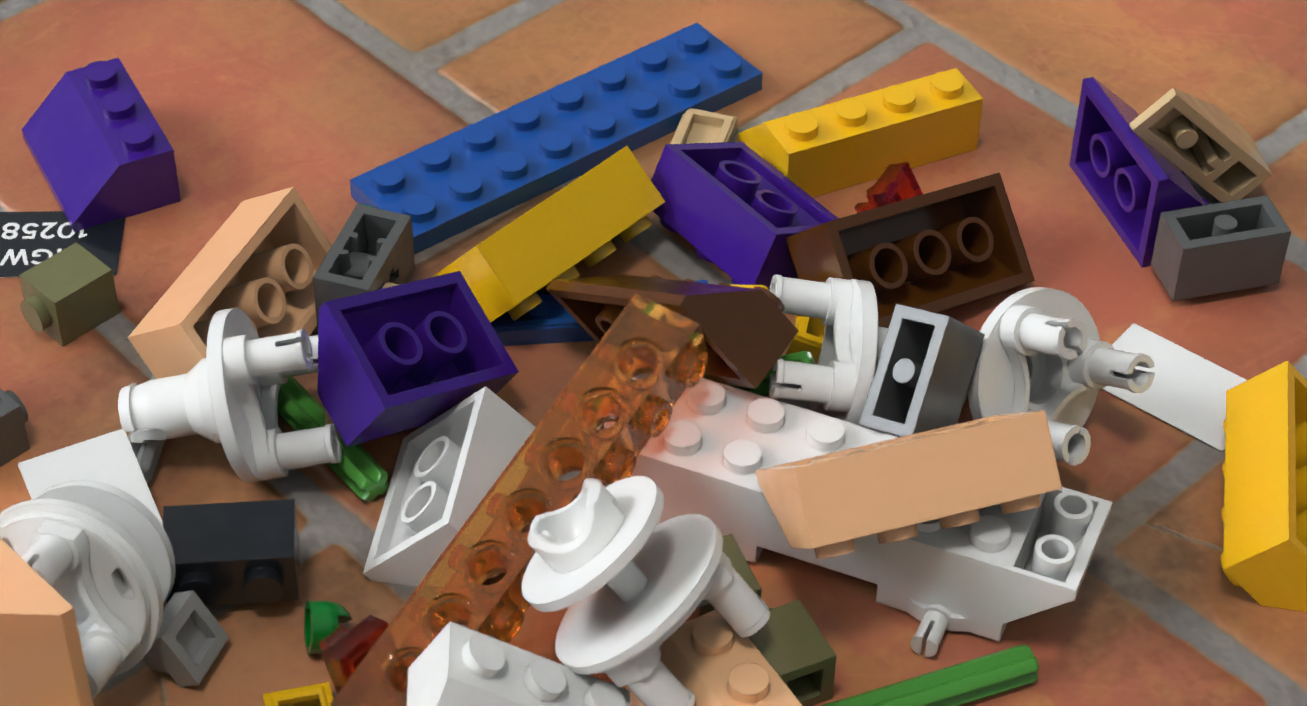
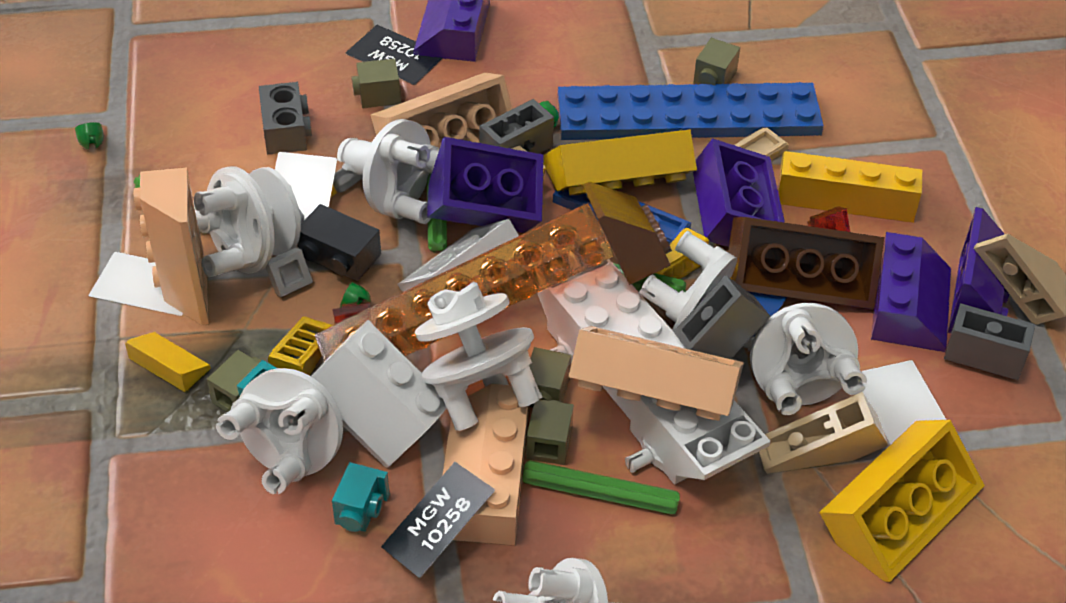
camera: 35 degrees right, 5 degrees up
(549, 50) = (716, 63): none -> olive brick
(1071, 239) = (912, 294): none -> dark purple slope
(1148, 461) = (825, 437): none -> tan slope

